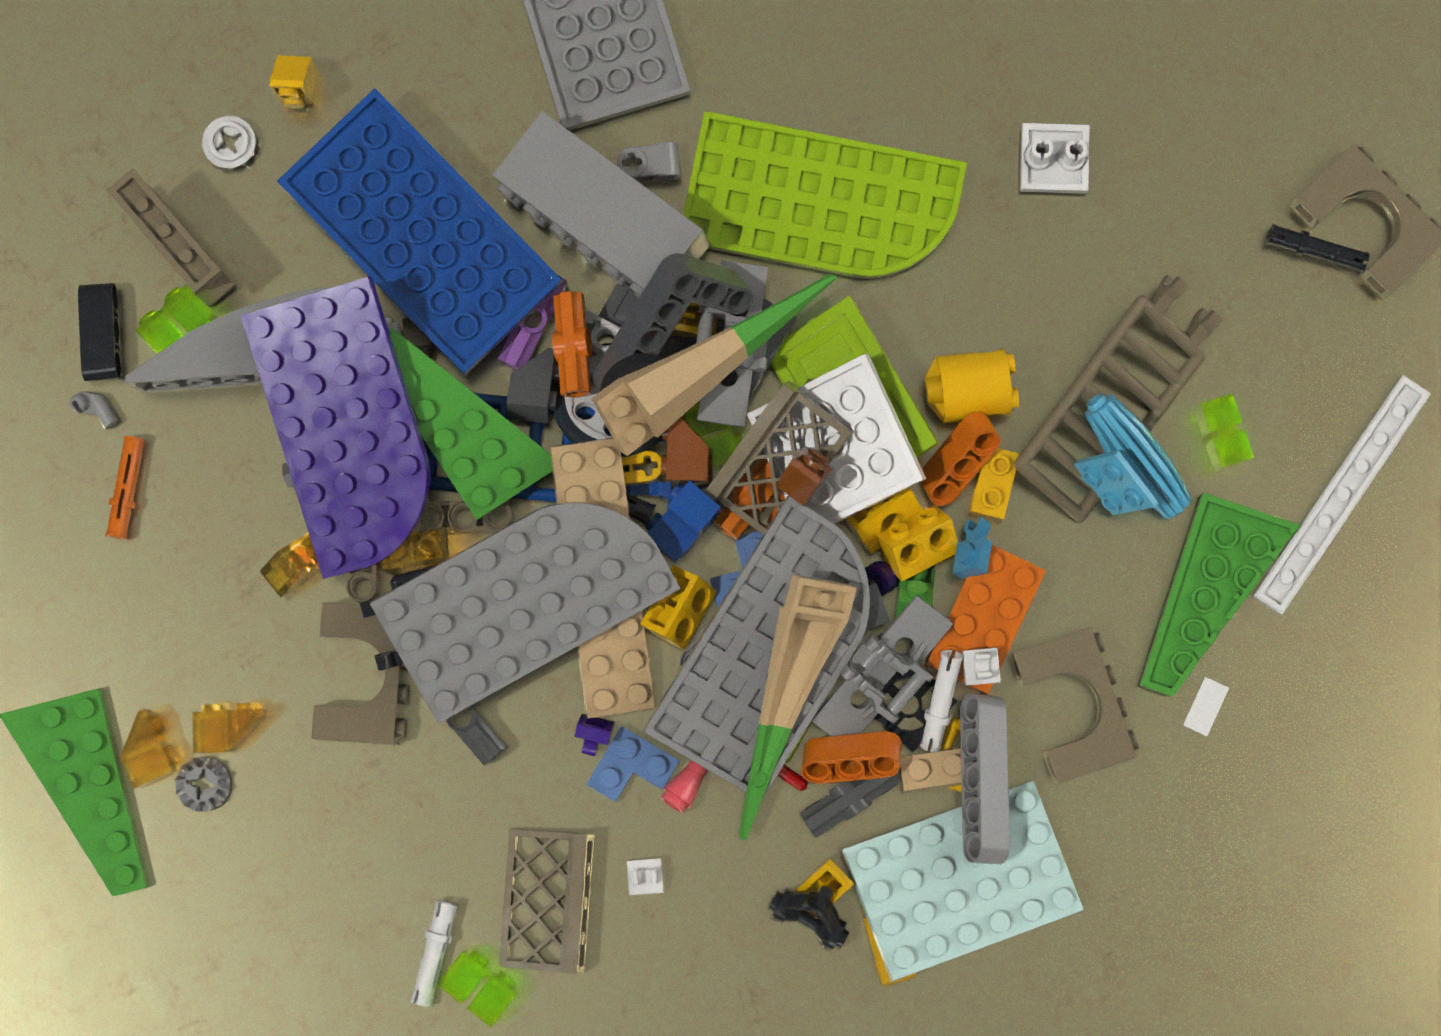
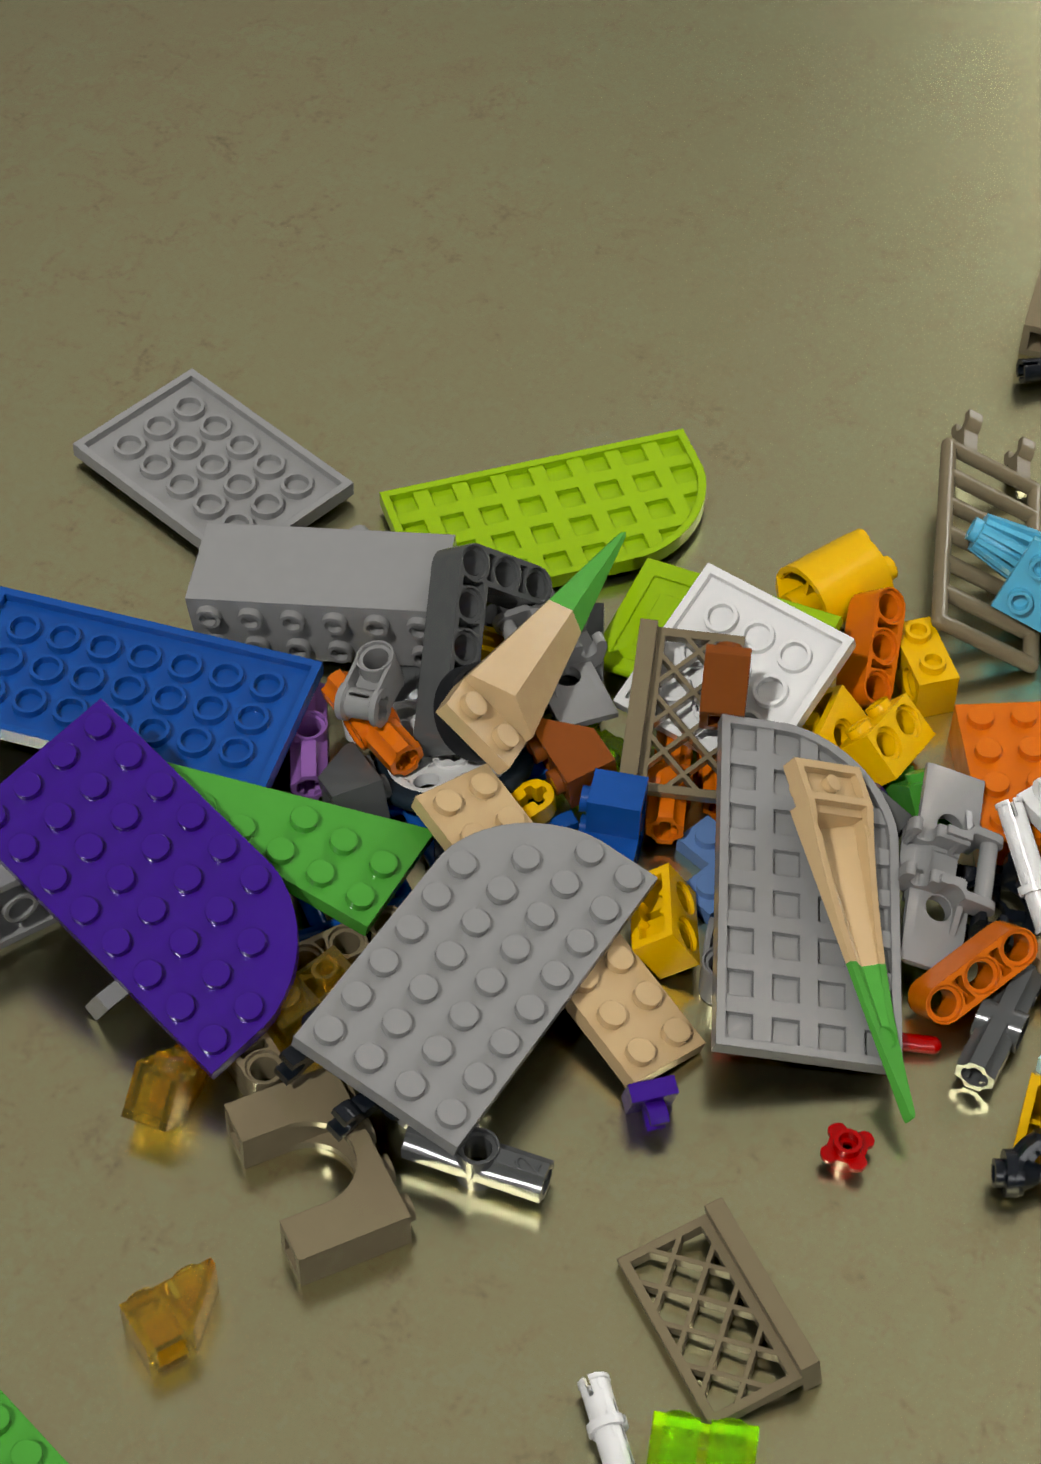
camera: 30 degrees left, 35 degrees down
(146, 753) = (81, 1398): clear yellow slope -> none
(212, 797) = (162, 1423): light grey gear -> none
(570, 333) = (370, 685): none -> light grey piece
(630, 755) = (712, 1110): medium blue plate -> none
(645, 876) = (821, 1231): white tile -> none
(684, 787) = (800, 1111): coral cone -> none
(686, 830) = (845, 1159): none -> red plate
(973, 553) = (953, 715): dark azure plate -> none
(1054, 158) = (767, 394): white plate -> none

